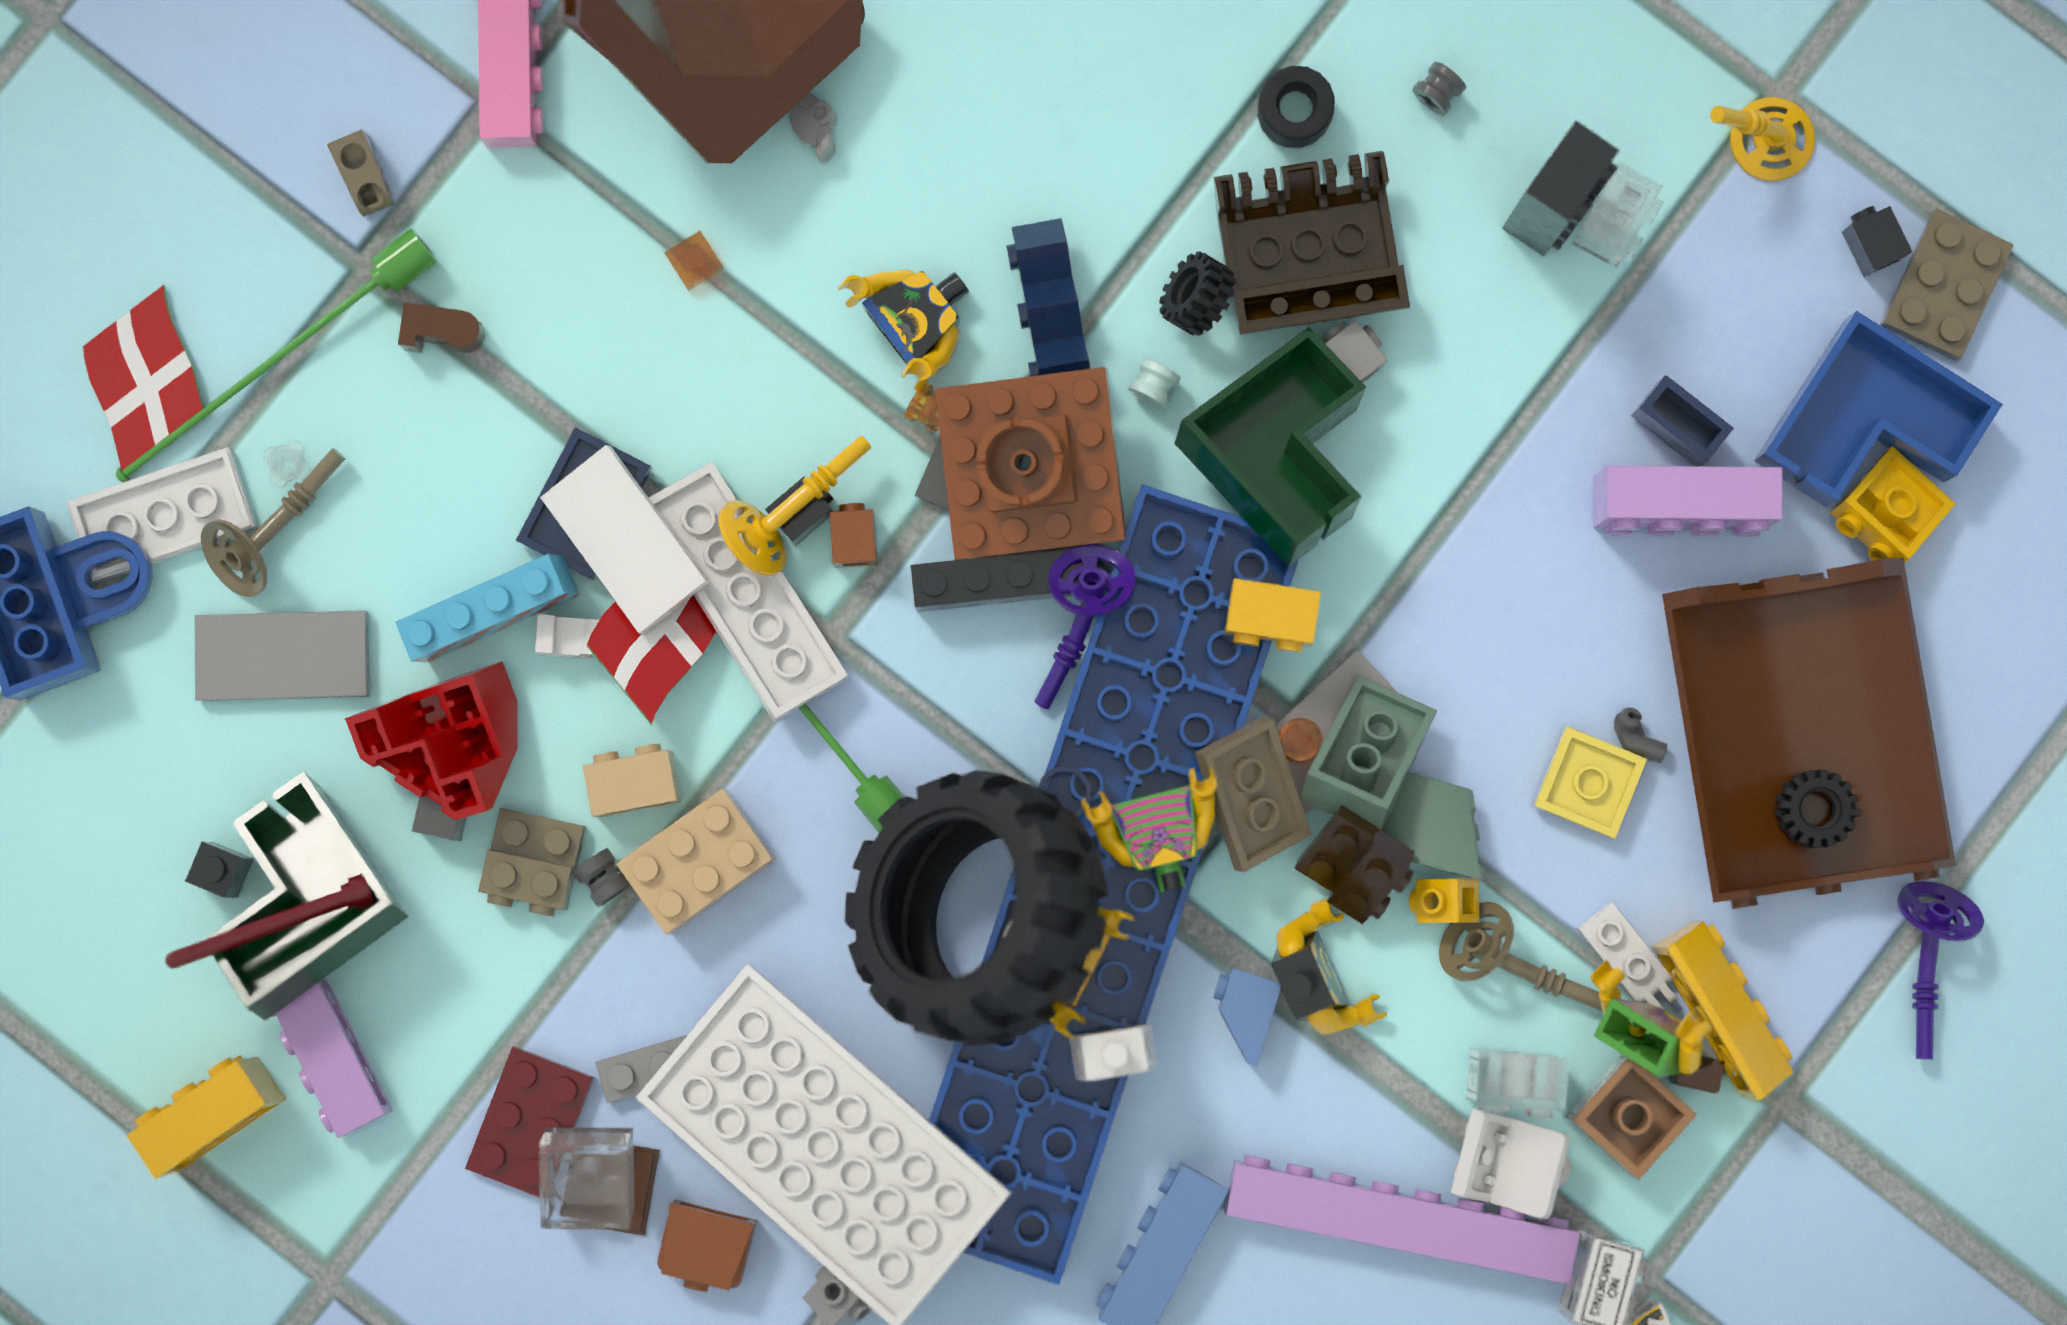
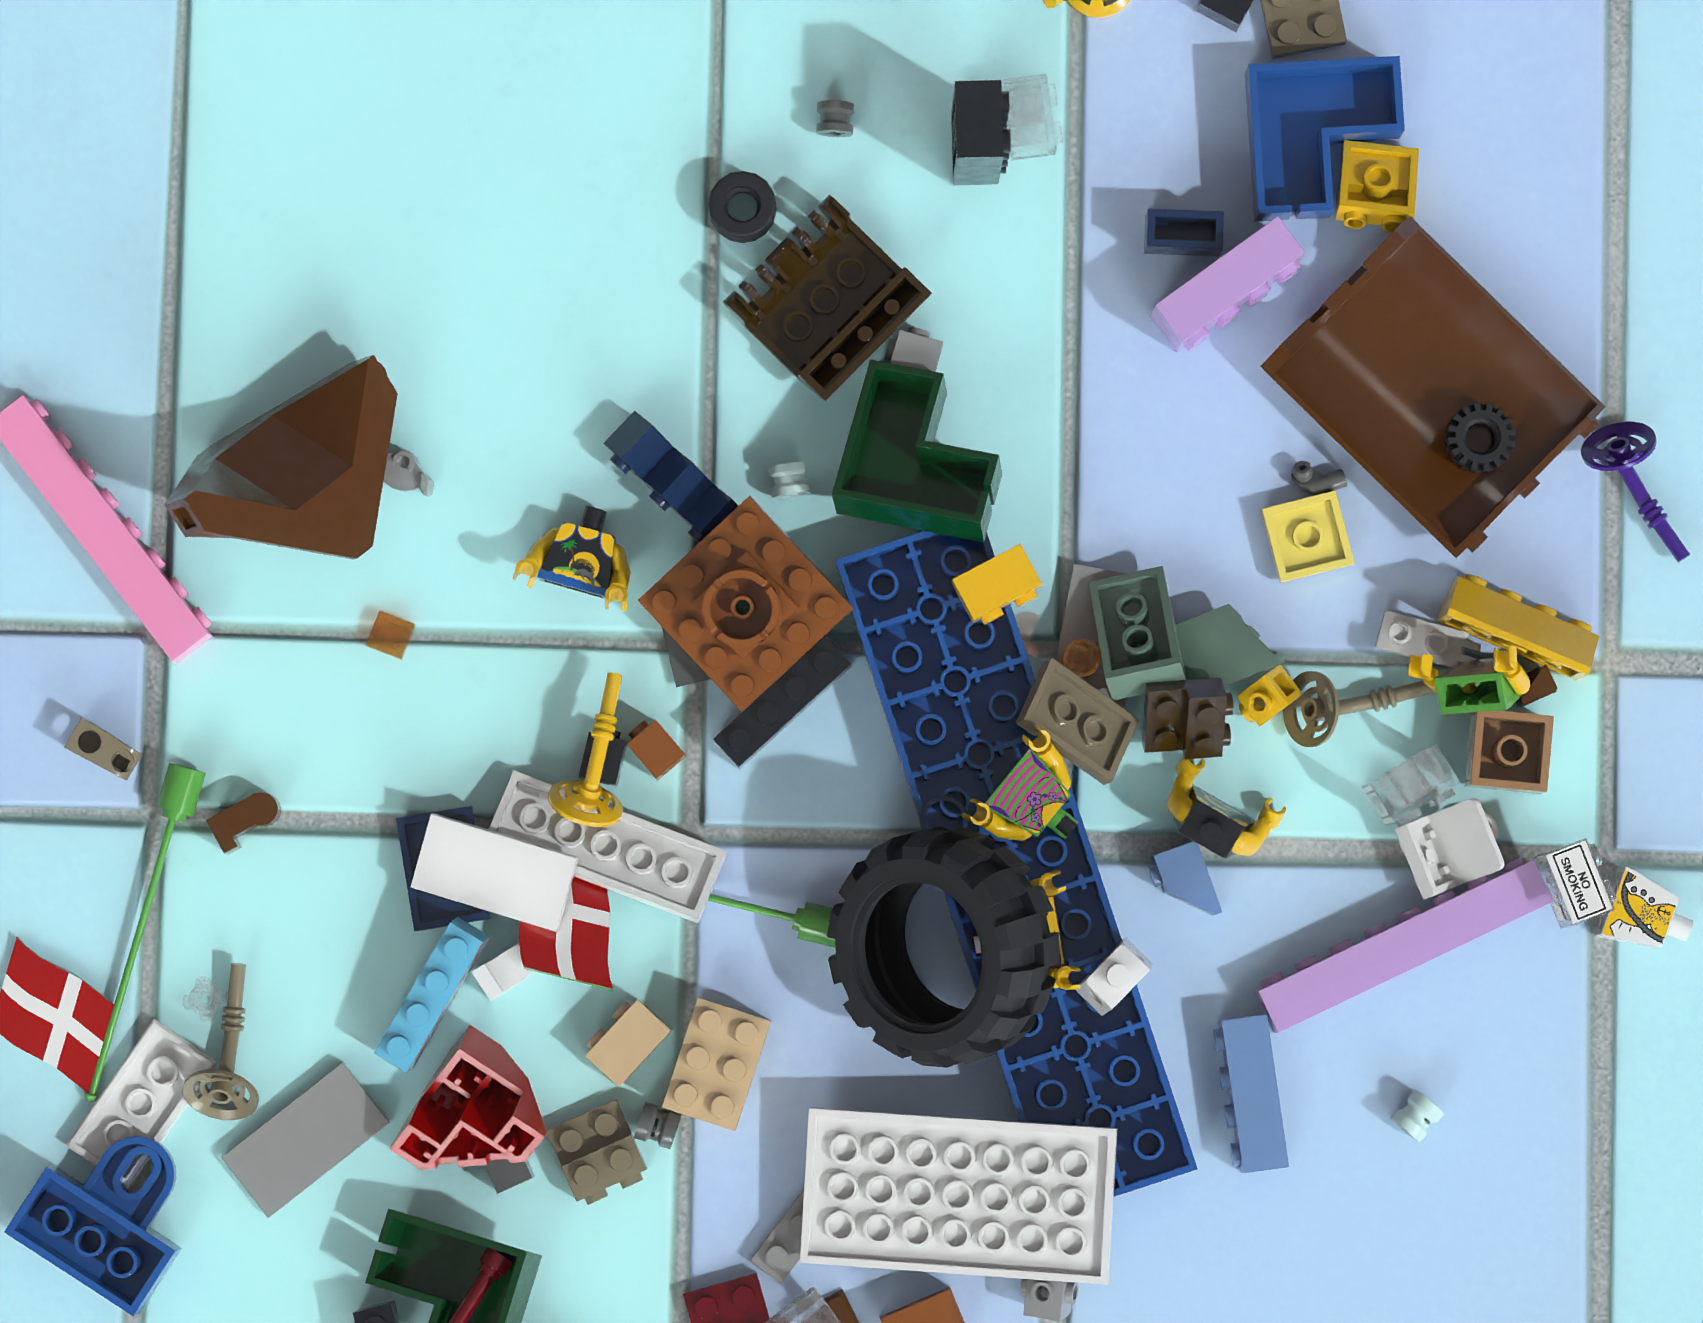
camera: 45 degrees left, 0 degrees up
(924, 409) = (638, 619): clear orange wheel -> none
(1091, 594) = (858, 665): dark purple dish -> none
(1197, 293) = (772, 394): black tyre -> none

